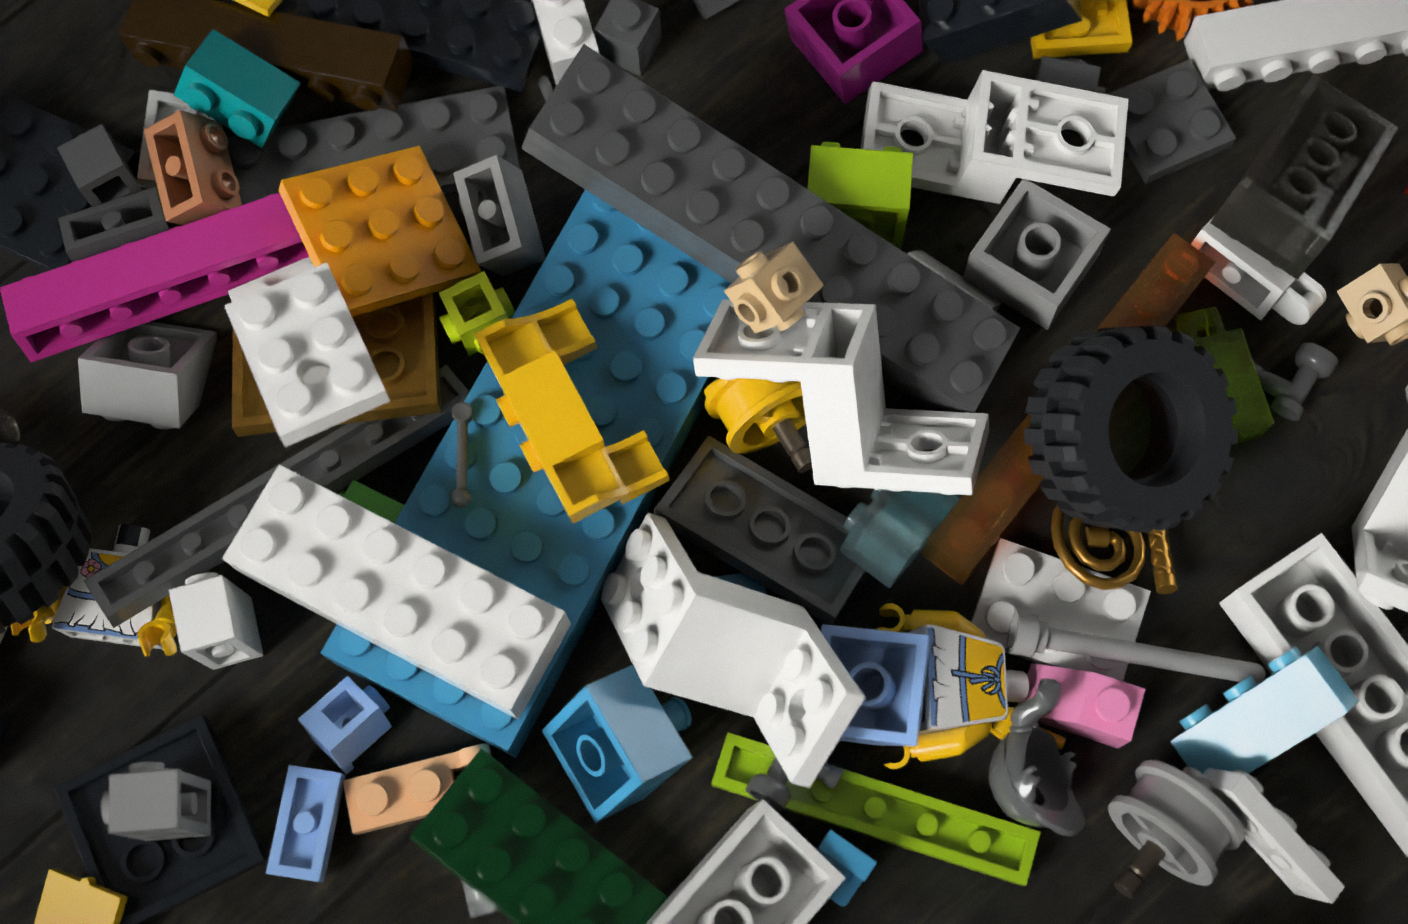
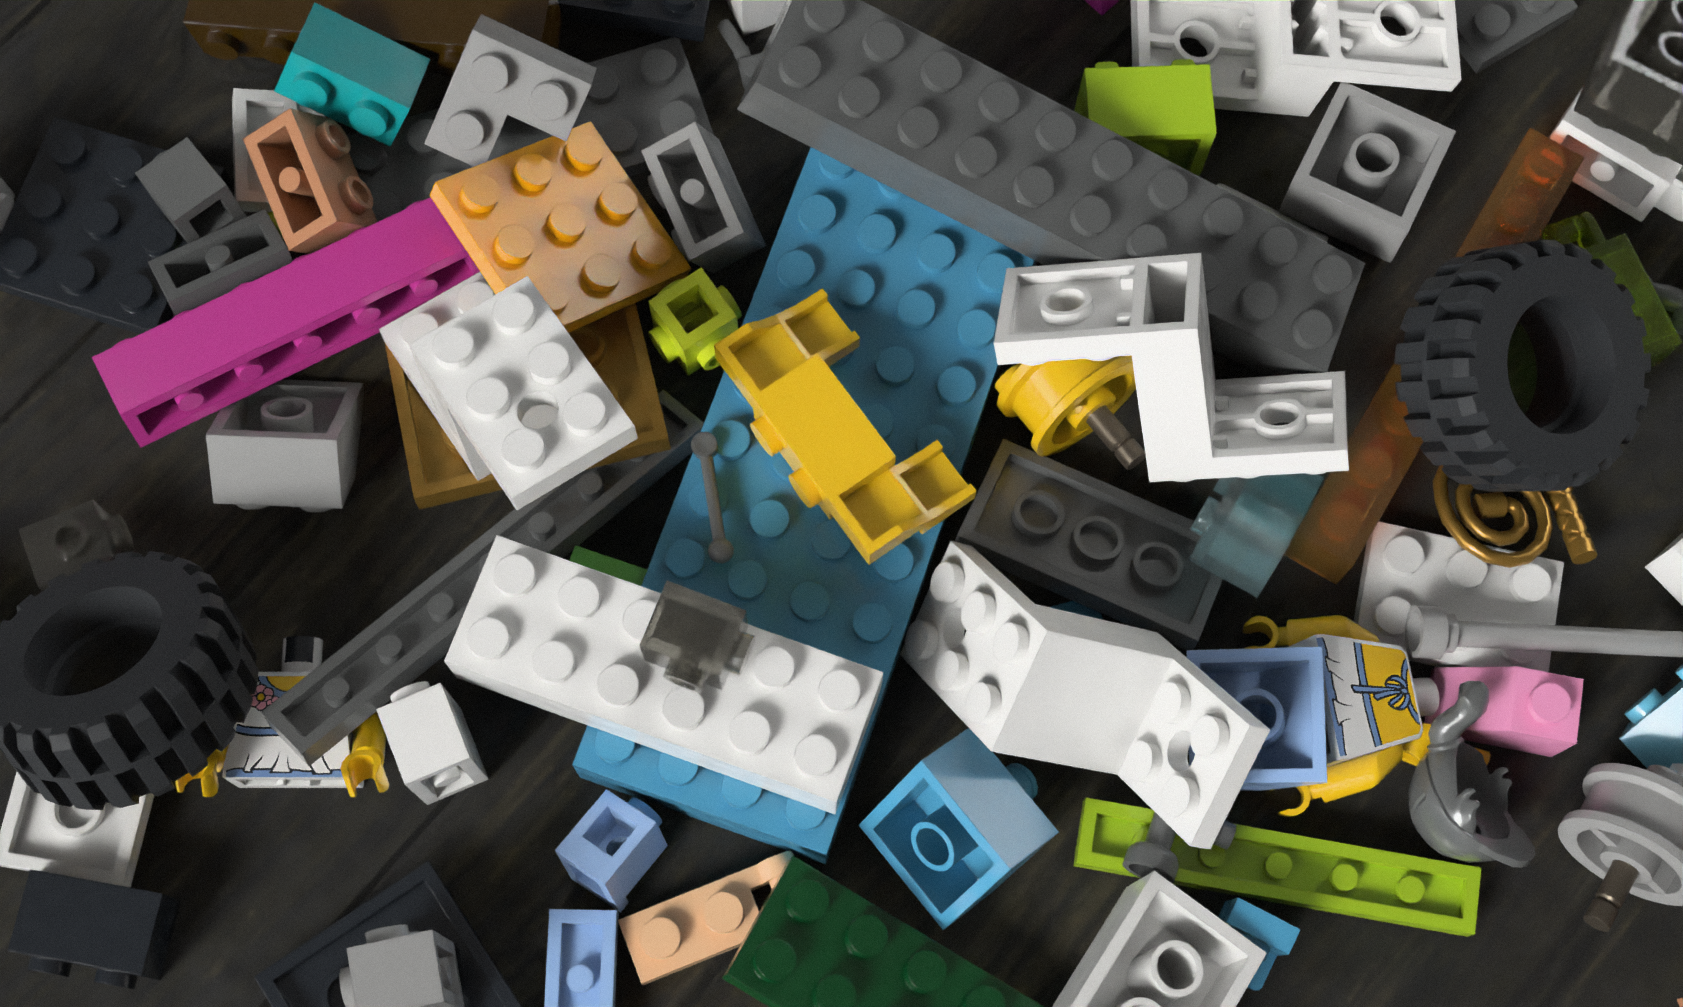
camera: 15 degrees left, 0 degrees up
(347, 104) = (505, 76): none -> light grey brick
(414, 566) = (696, 638): none -> clear smoke brick
(773, 288) = (1067, 249): tan brick -> none

